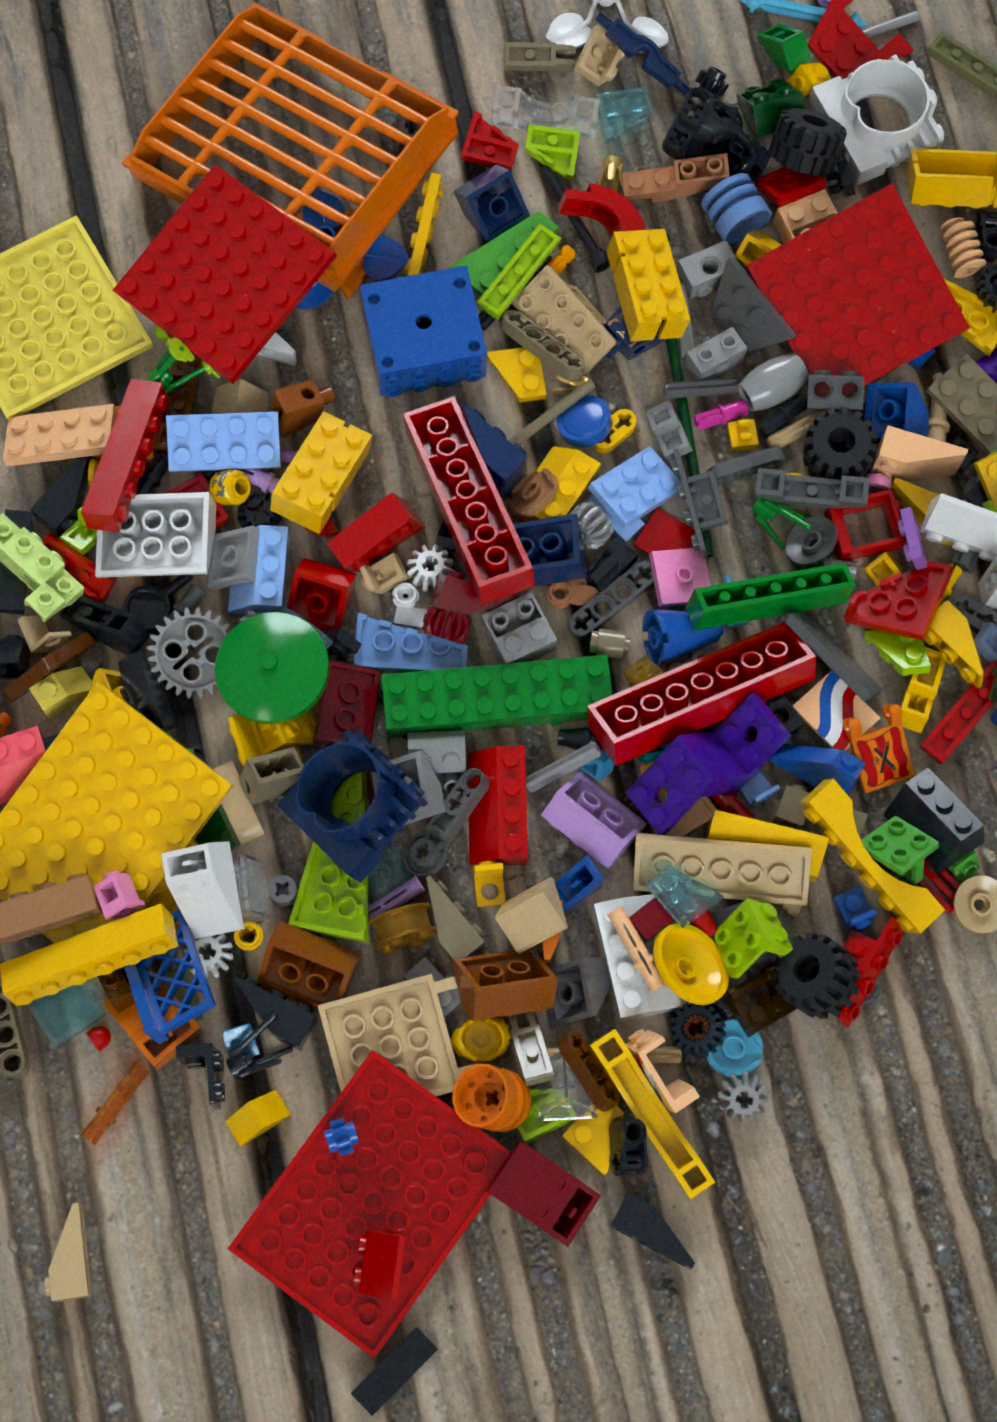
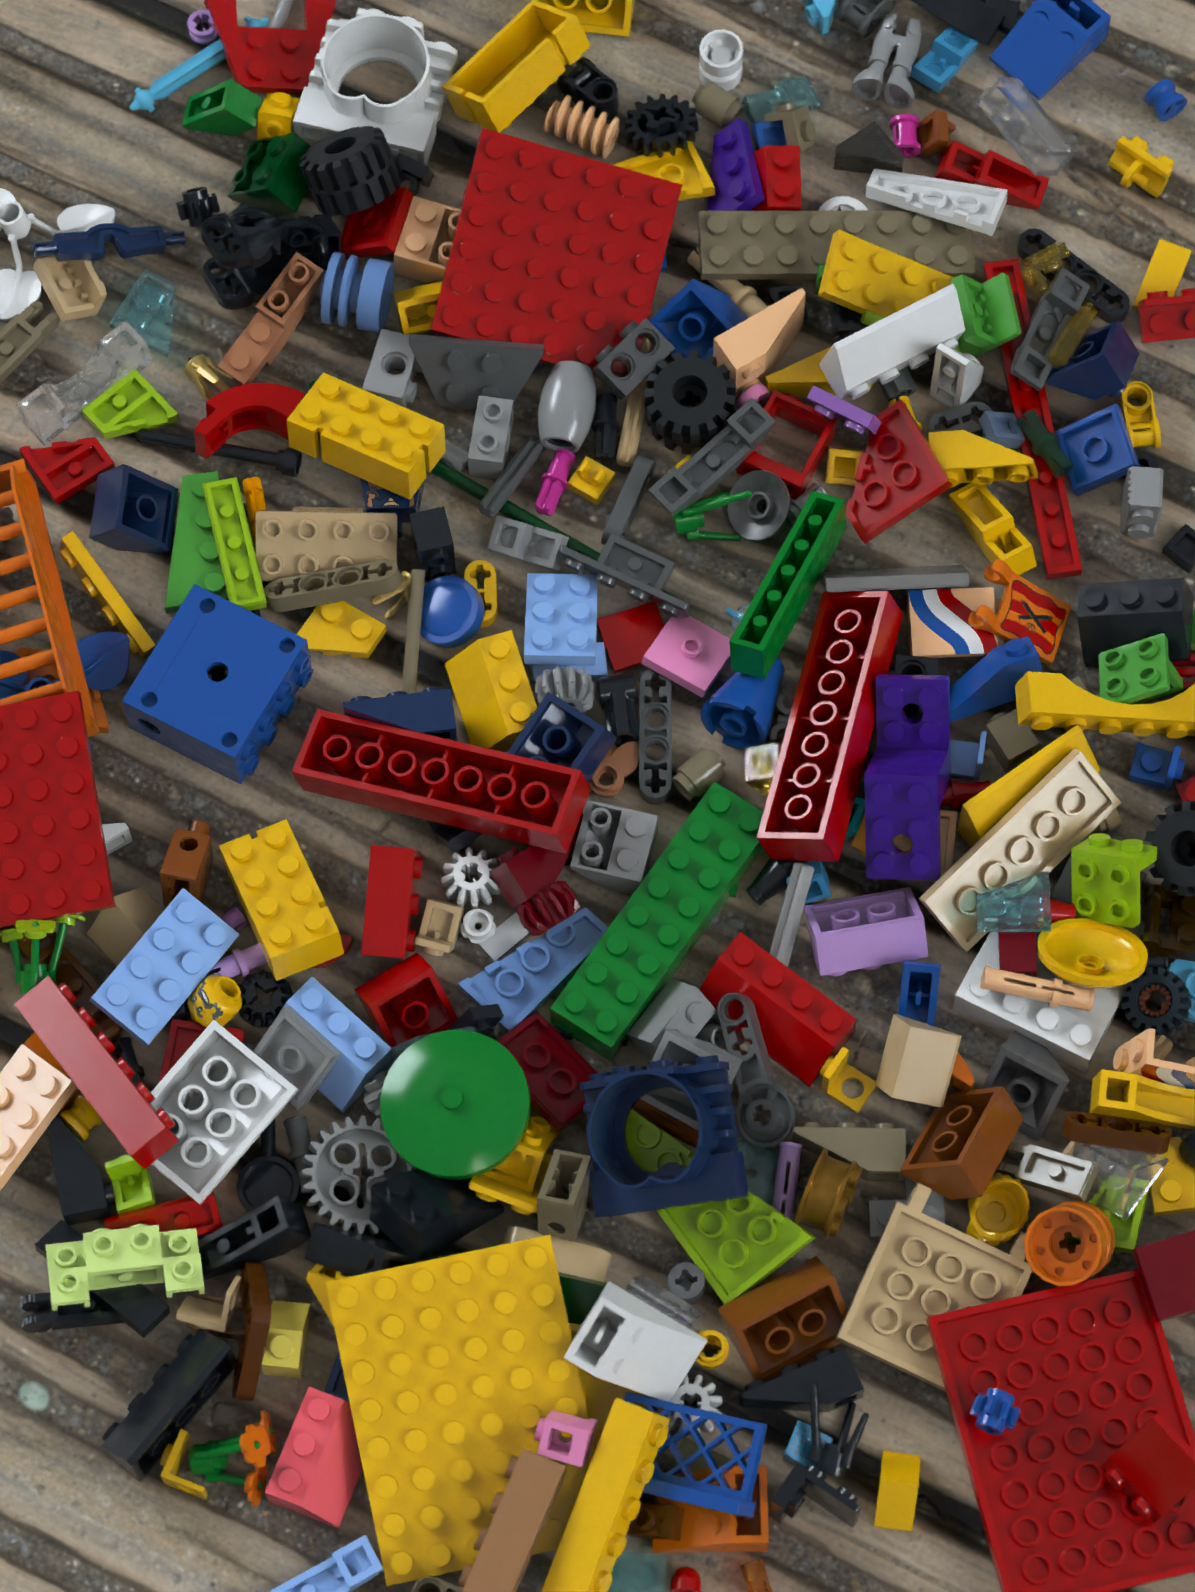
camera: 45 degrees left, 5 degrees down
(196, 706) = (428, 1211): none -> black slope
(533, 493) = (484, 716): medium nougat tile -> none
(616, 377) = (433, 543): none -> black brick
(904, 653) = (946, 514): lime wing -> none

